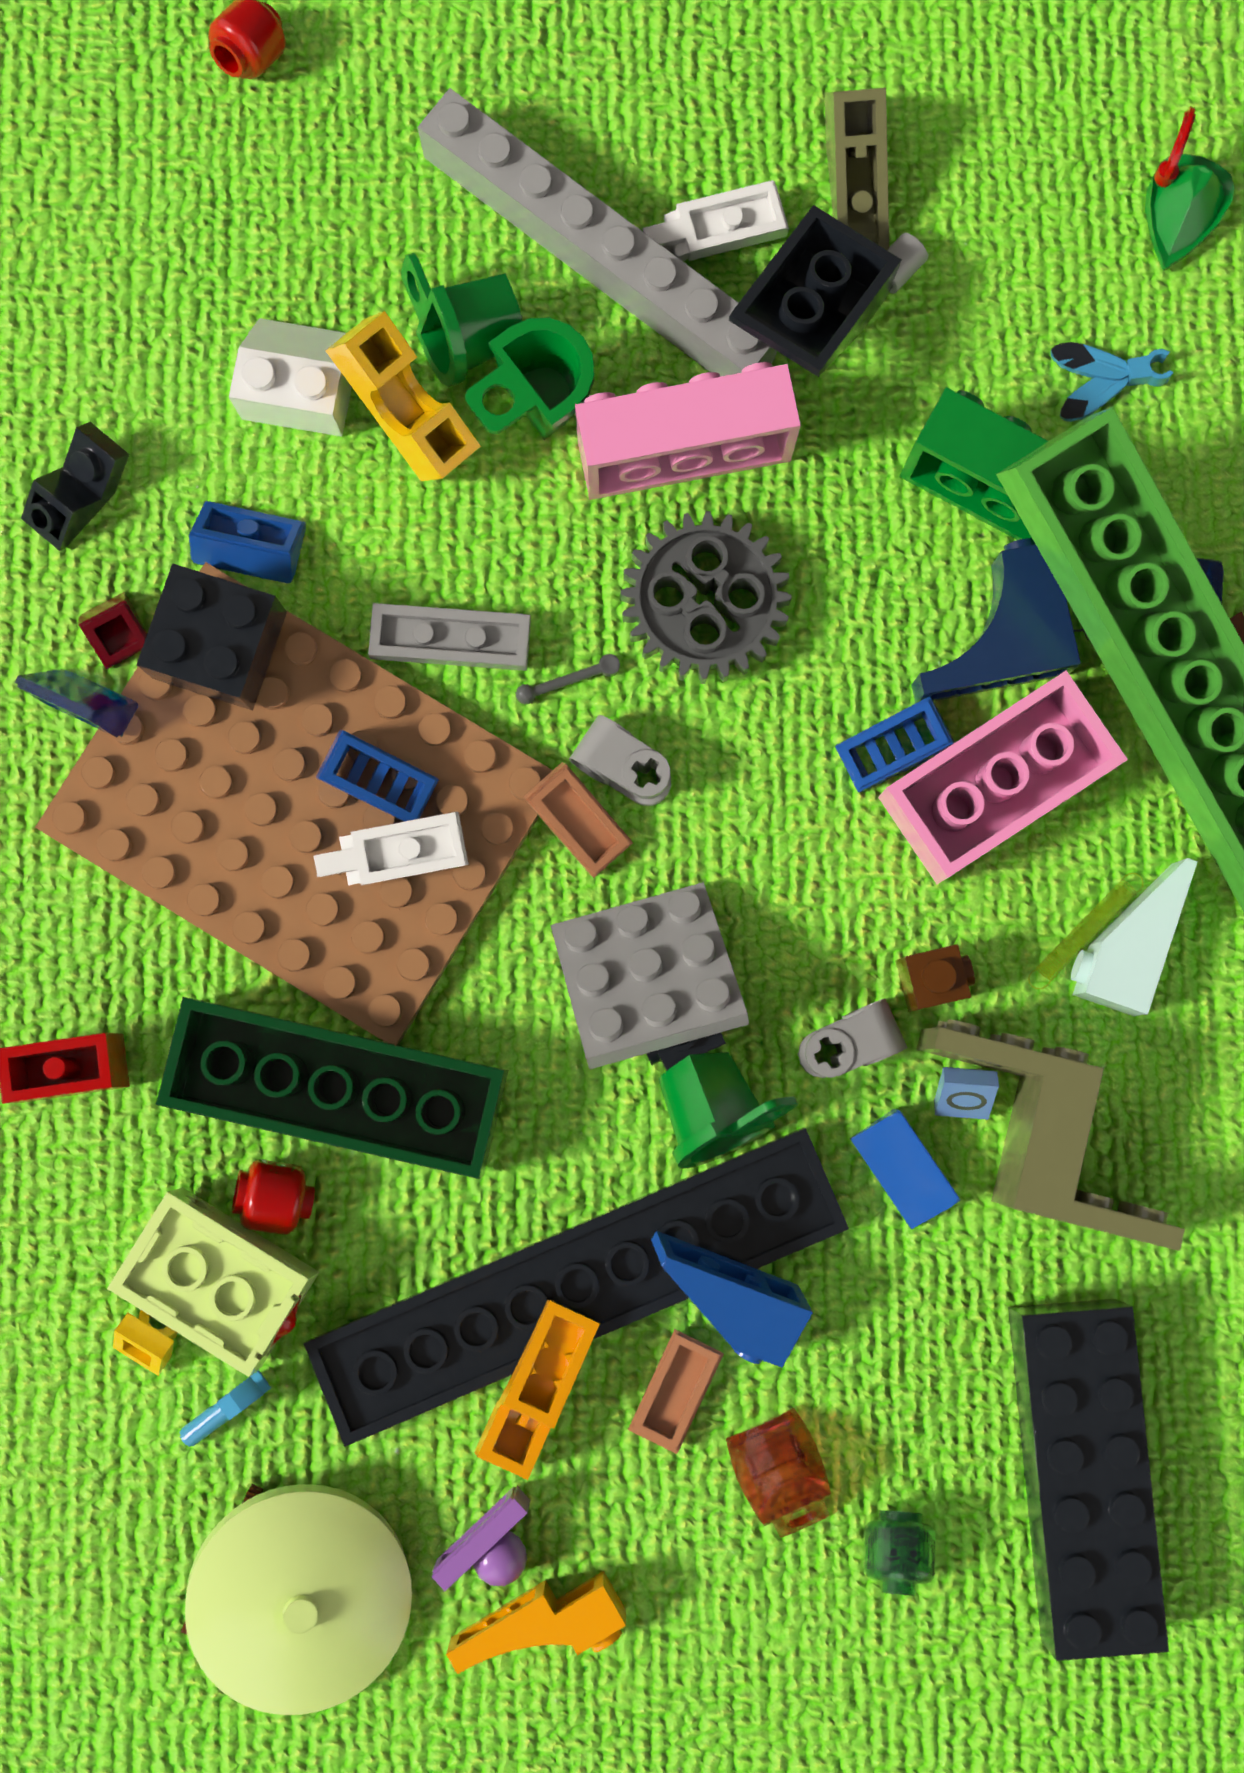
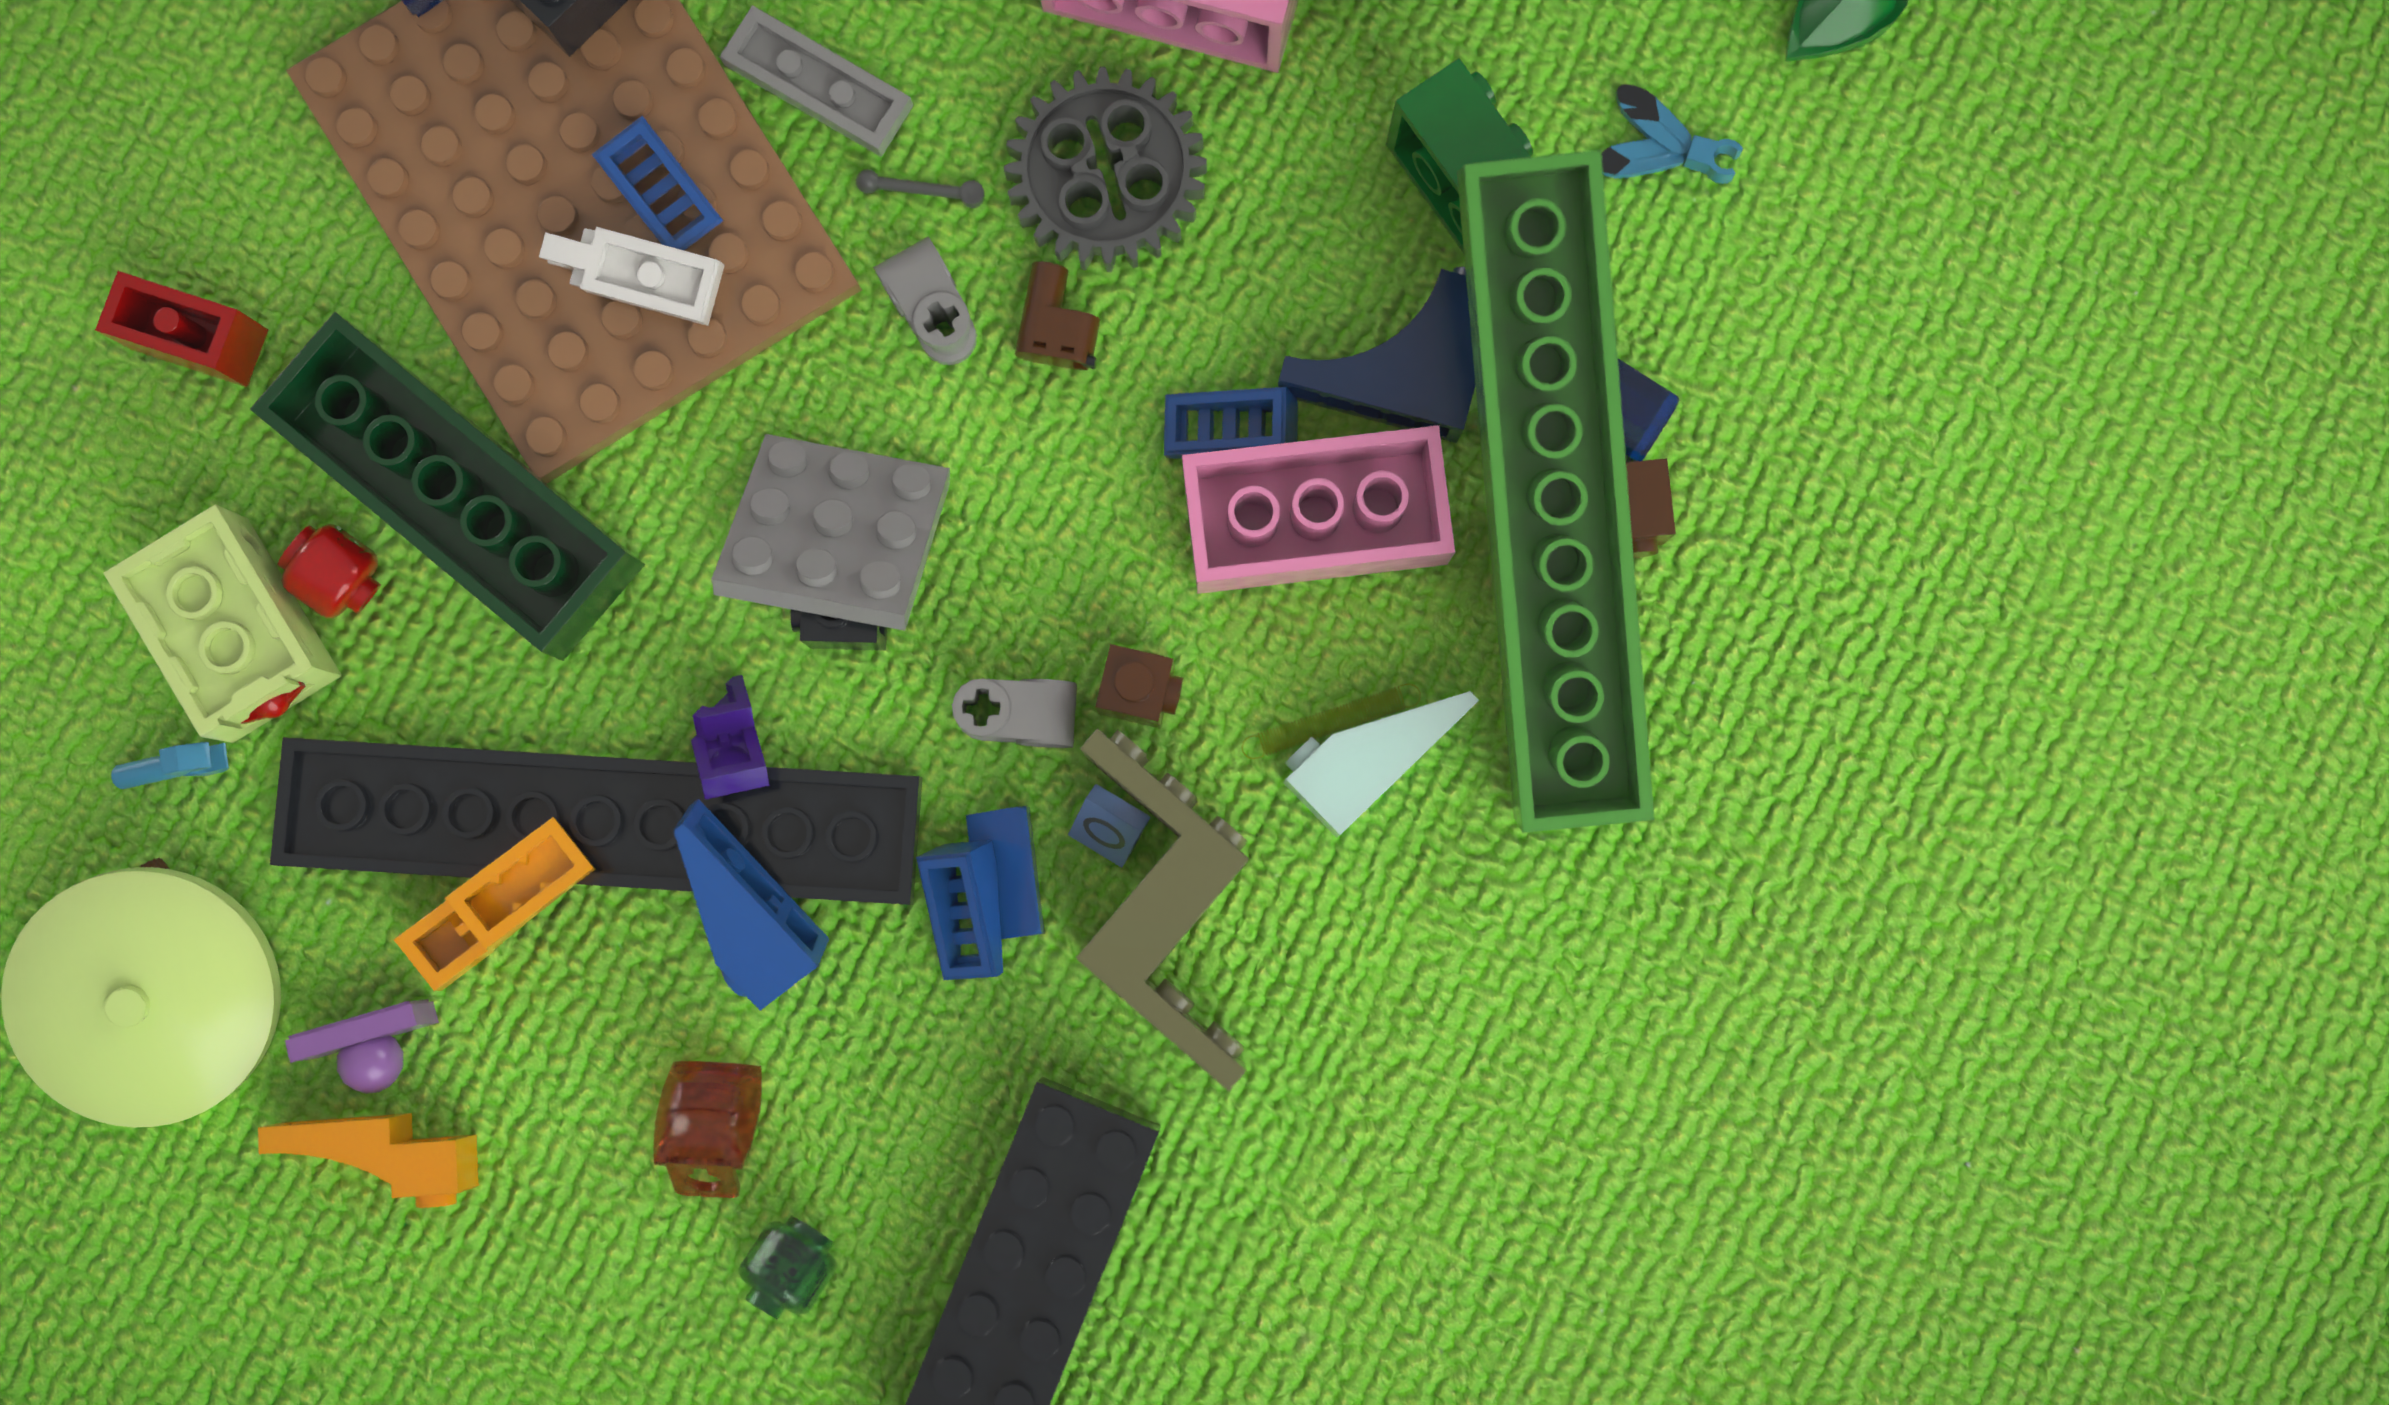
camera: 30 degrees right, 0 degrees up
(144, 1343) = (122, 655): yellow tile -> none
(578, 819) = (849, 337): nougat tile -> none
(650, 1178) = (728, 744): none -> dark purple slope
(675, 1391) = (644, 984): nougat tile -> none
(714, 1108) = (831, 708): green container -> none
(725, 741) = (1051, 332): none -> reddish brown piece
(890, 1182) = (980, 884): none -> blue slope

